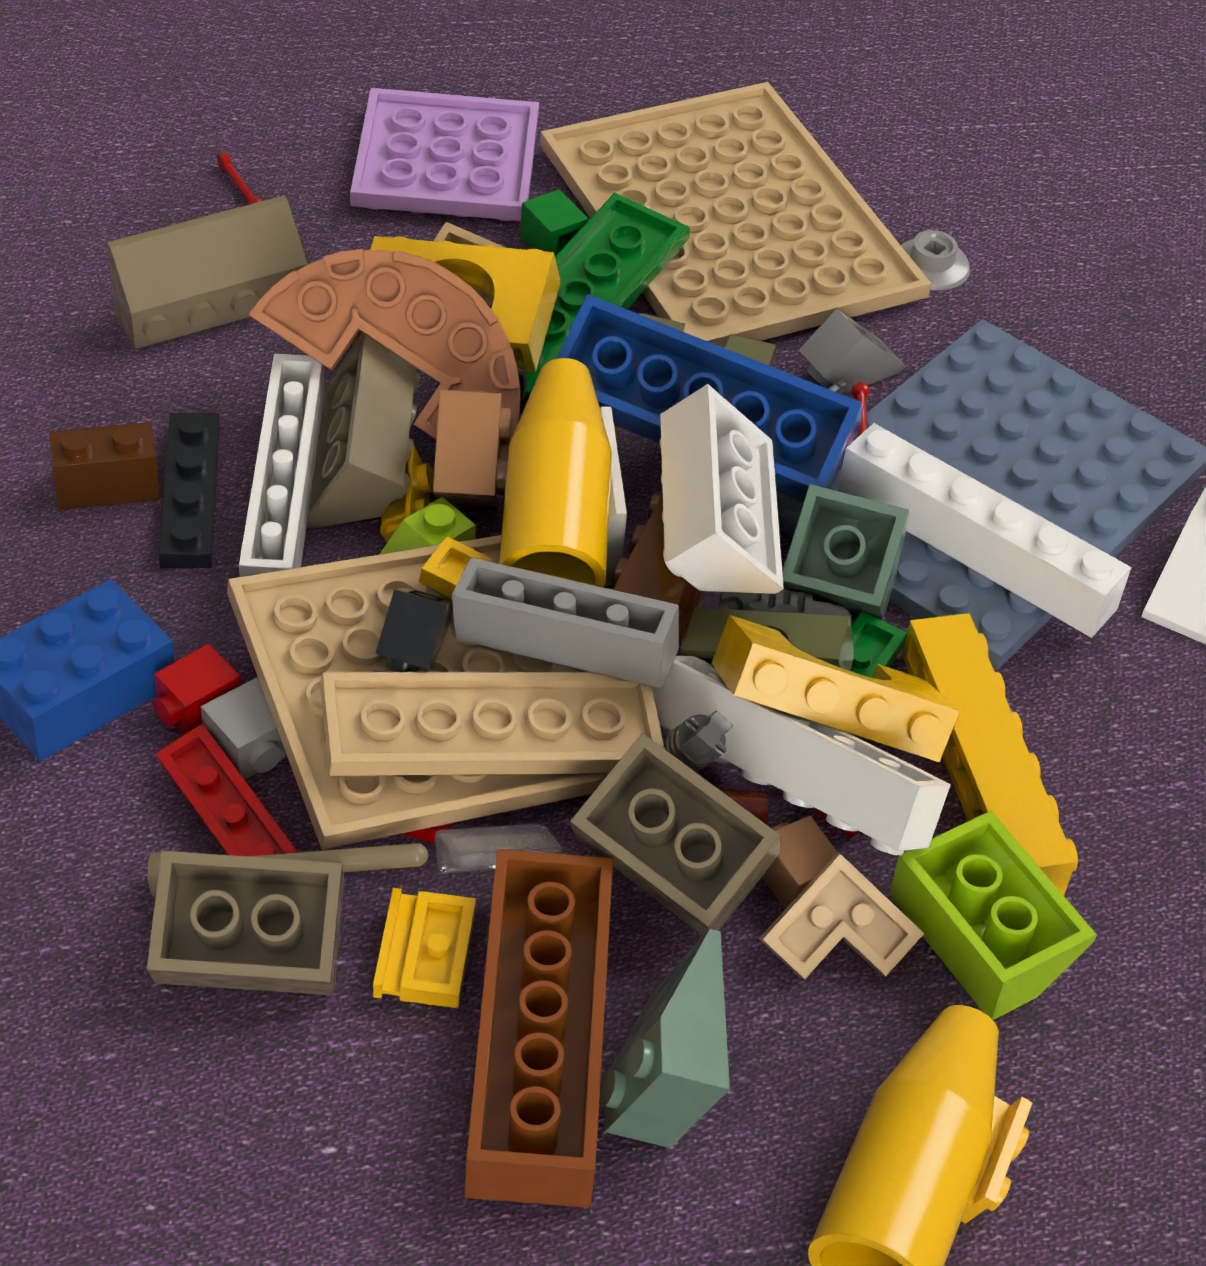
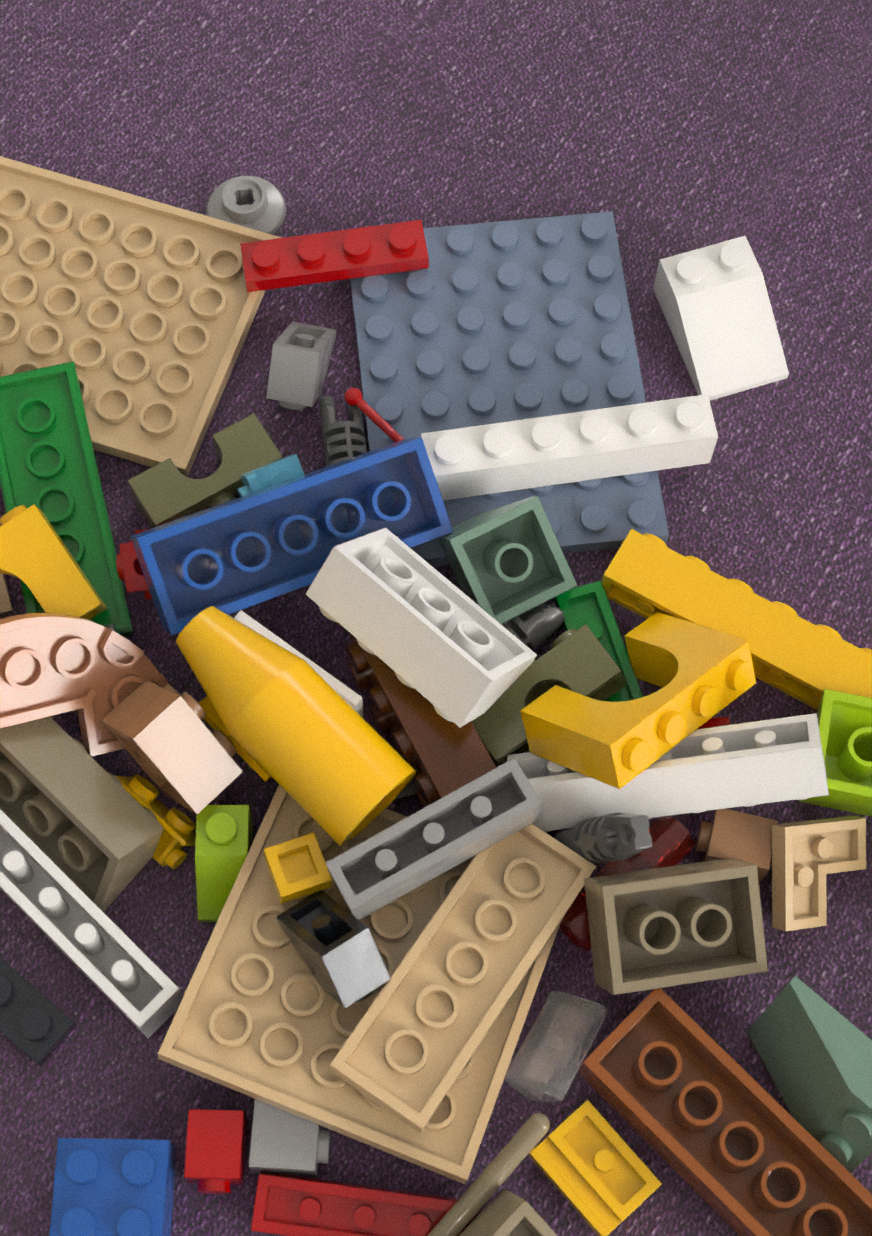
camera: 45 degrees left, 20 degrees up
(956, 315) = (334, 255): none -> red plate

